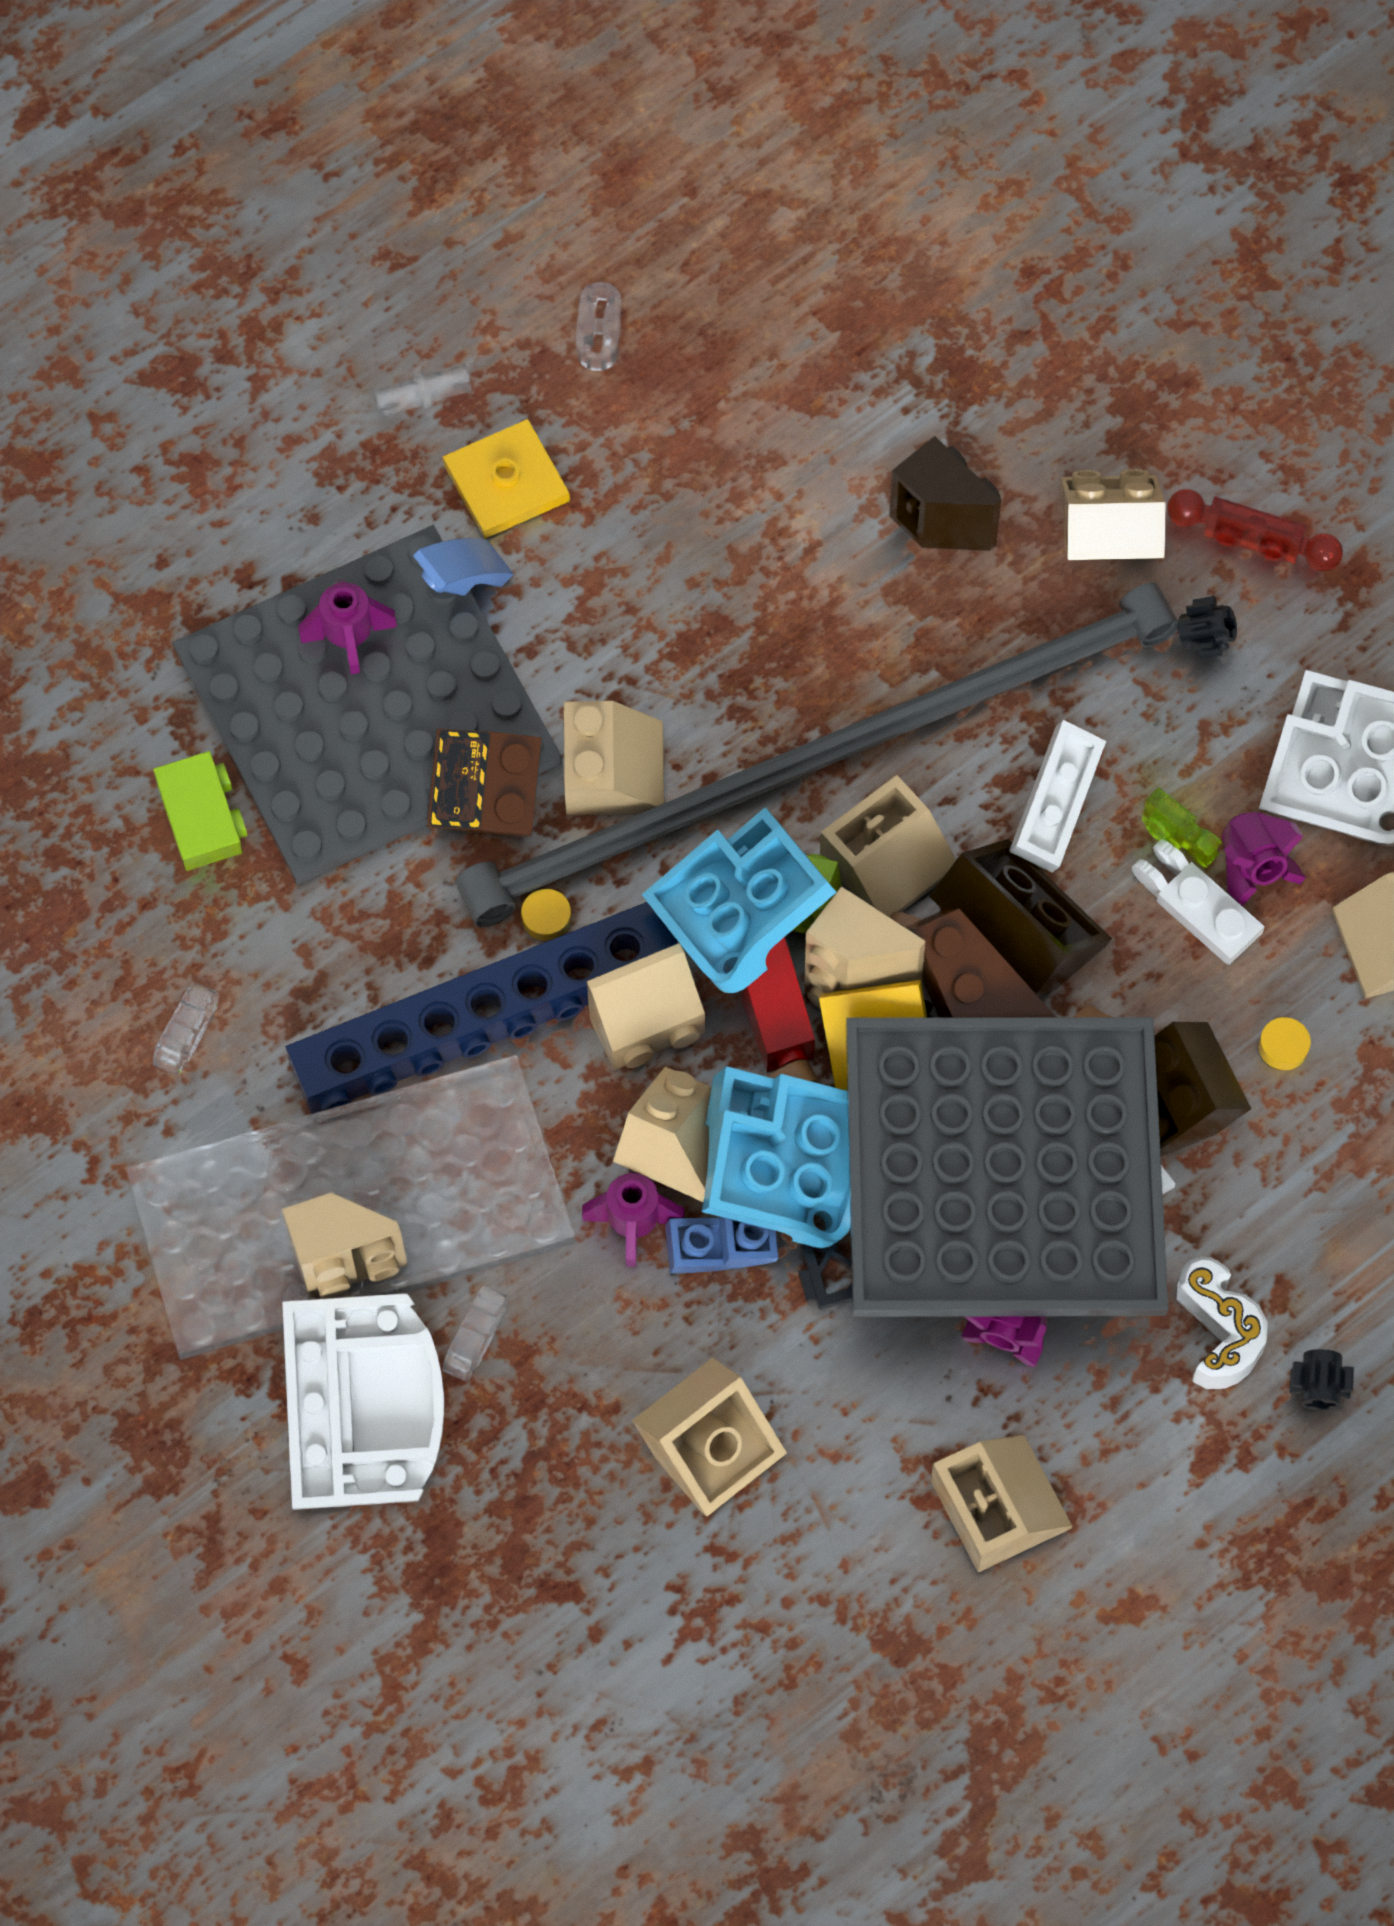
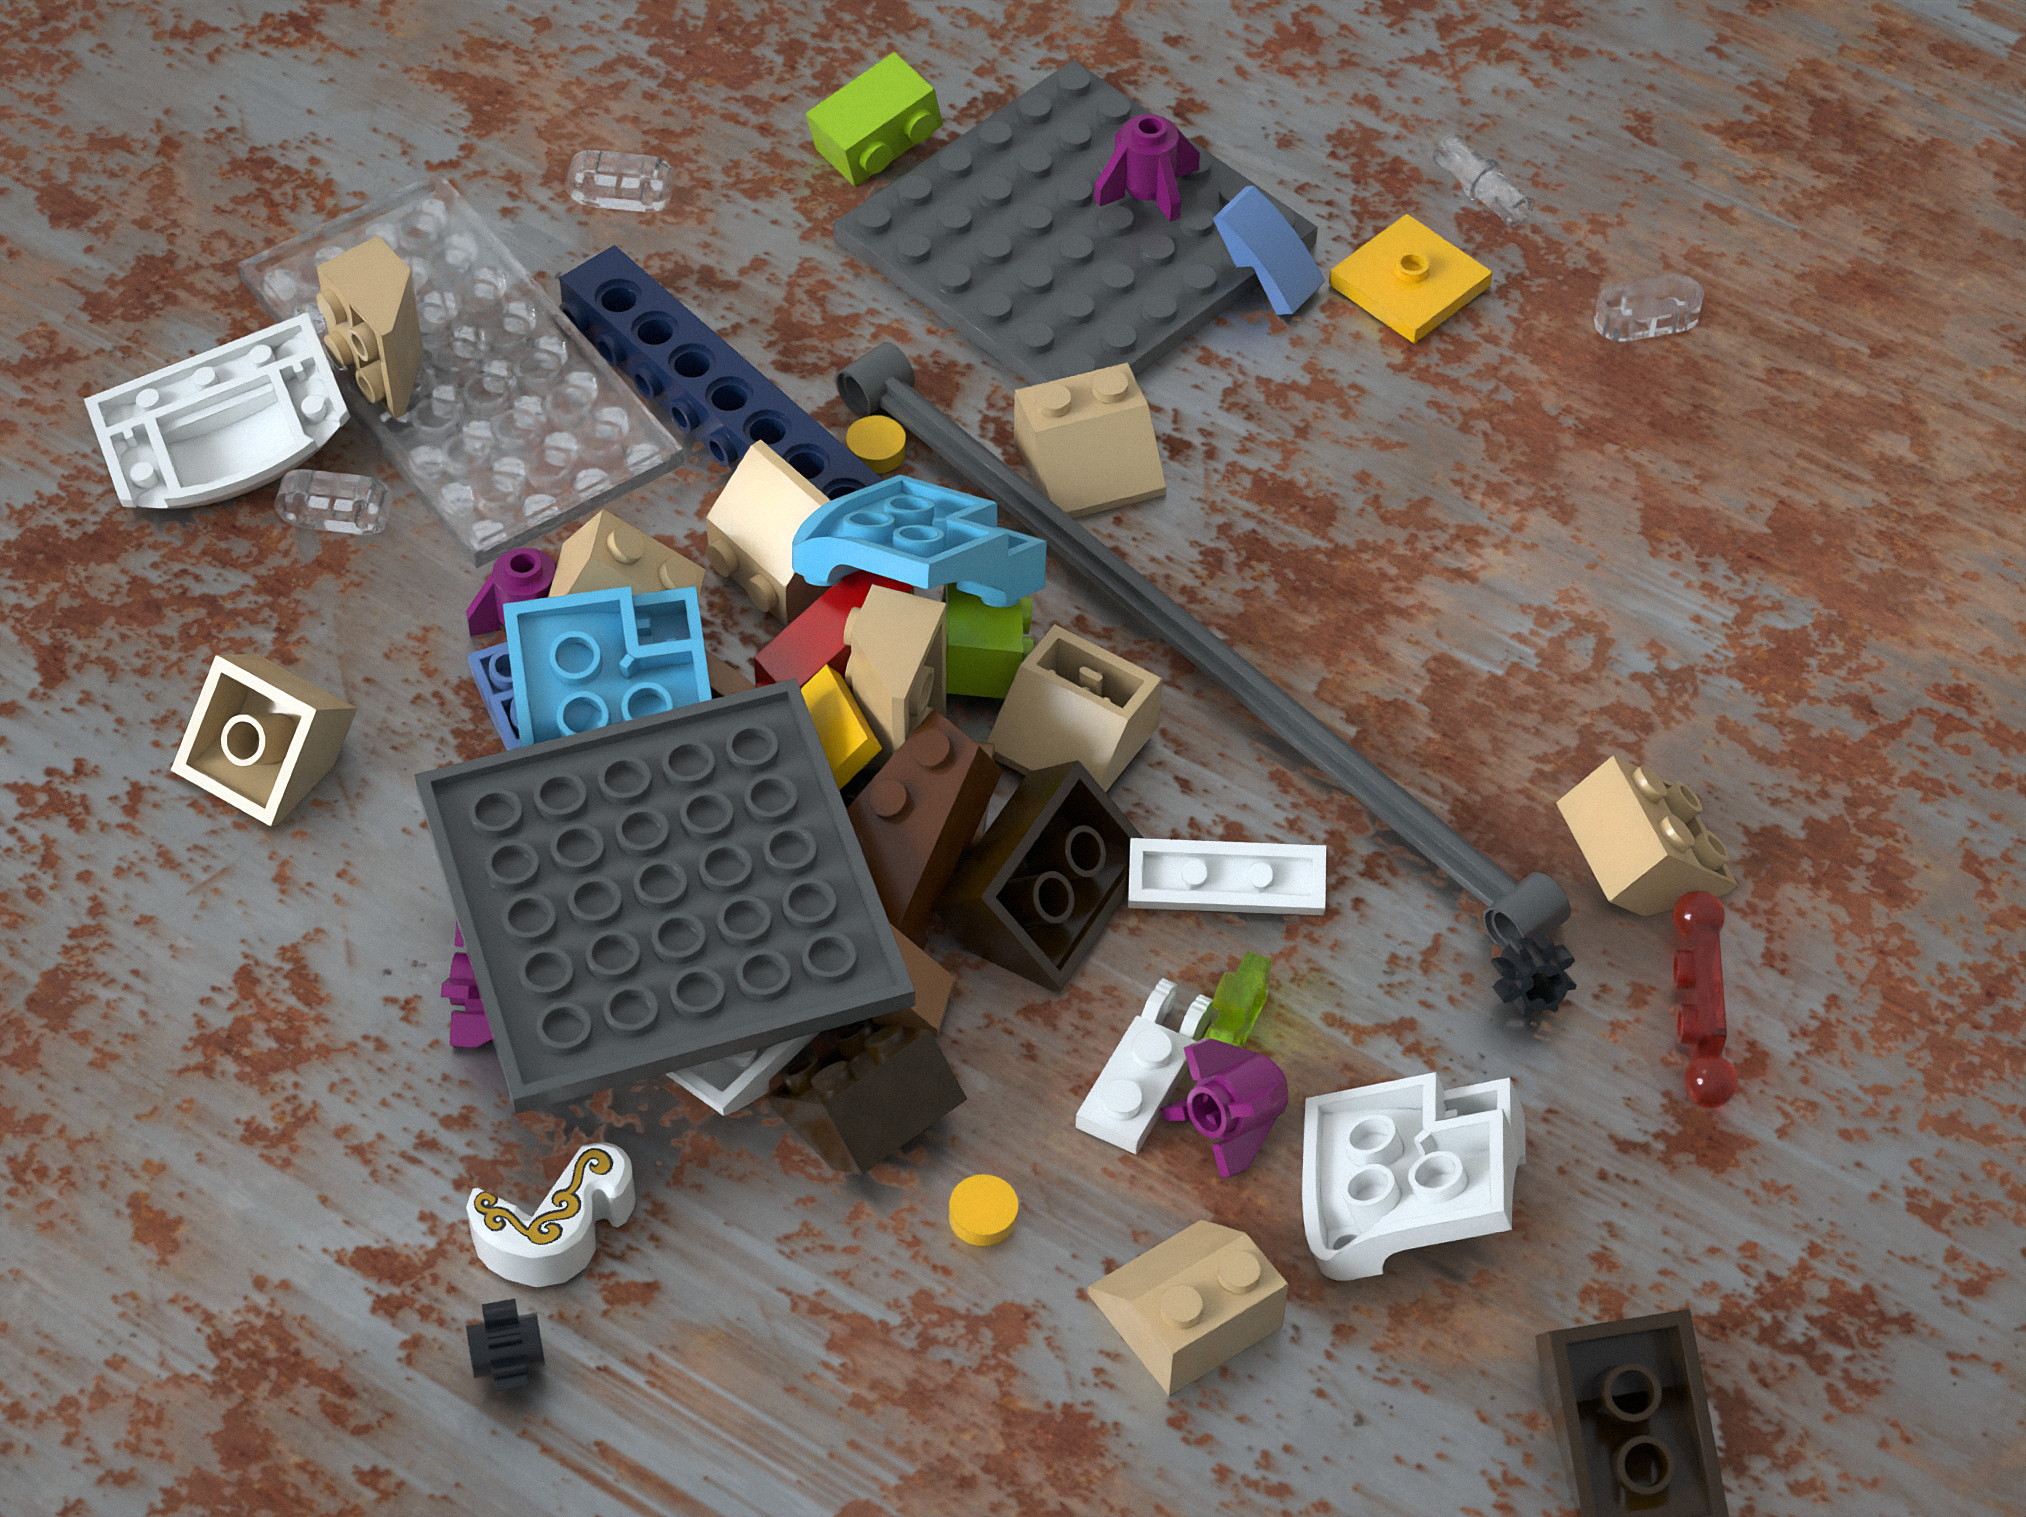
camera: 70 degrees right, 15 degrees down
(484, 782) = (1003, 336): slope -> none
(944, 501) = (1571, 647): dark brown slope -> none
(998, 1499) = (247, 1028): tan slope -> none

